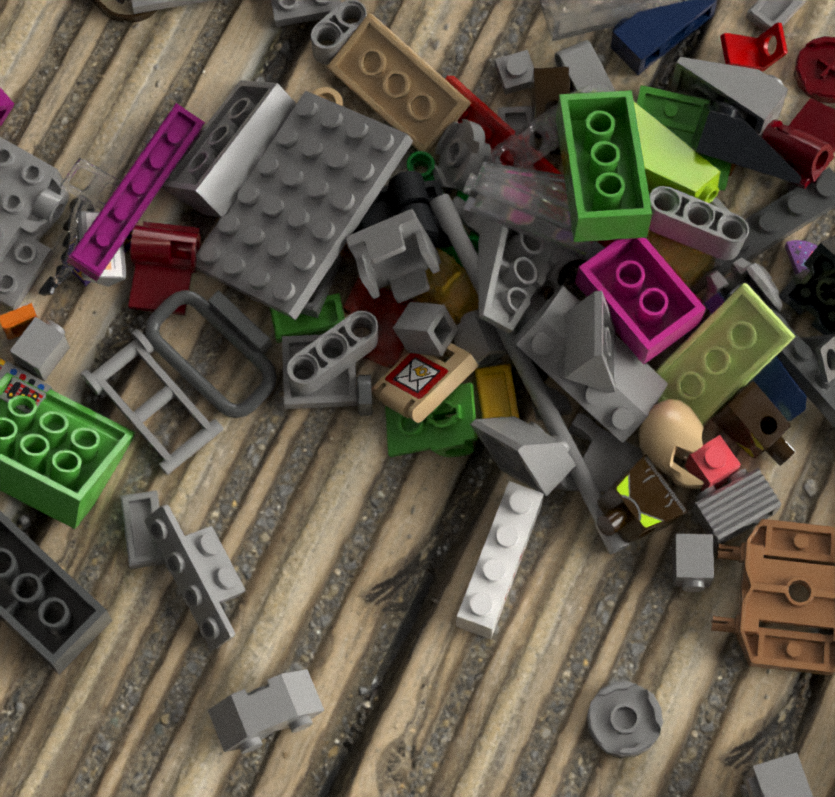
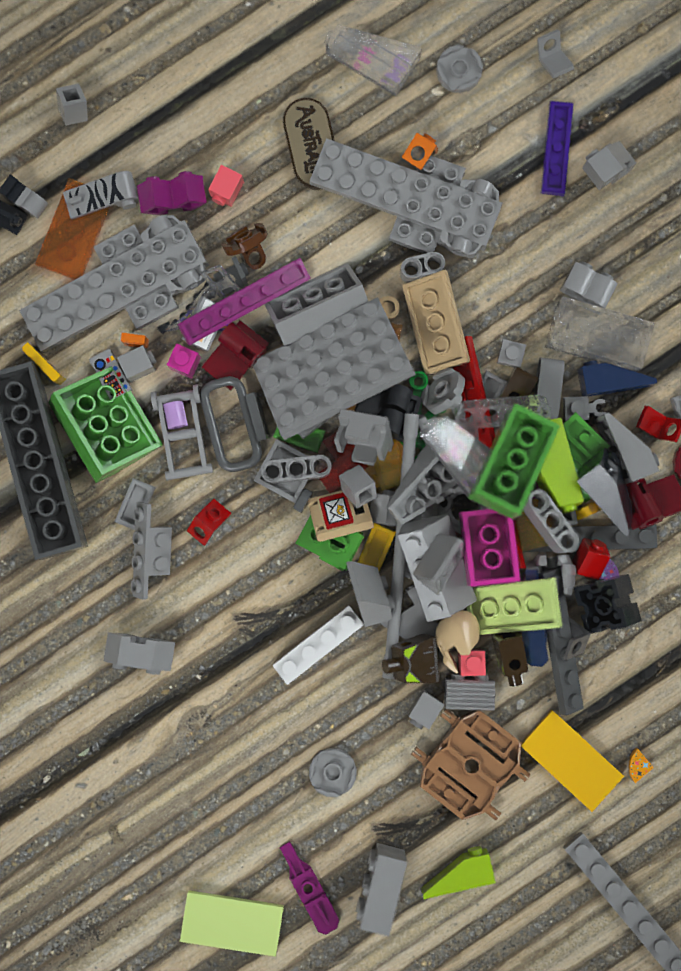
camera: 30 degrees right, 15 degrees up
(27, 72) = (225, 186): none -> coral brick
(96, 123) = (245, 242): none -> reddish brown tile
(101, 309) = (184, 361): none -> dark pink brick
(108, 161) = (239, 271): none -> dark grey bracket
(129, 384) = (175, 415): none -> lavender piece
(255, 486) = (209, 520): none -> red bracket
(643, 77) = (581, 407): none -> light grey plate
(738, 188) = (587, 510): none -> piece
(778, 247) = (591, 558): none -> red brick

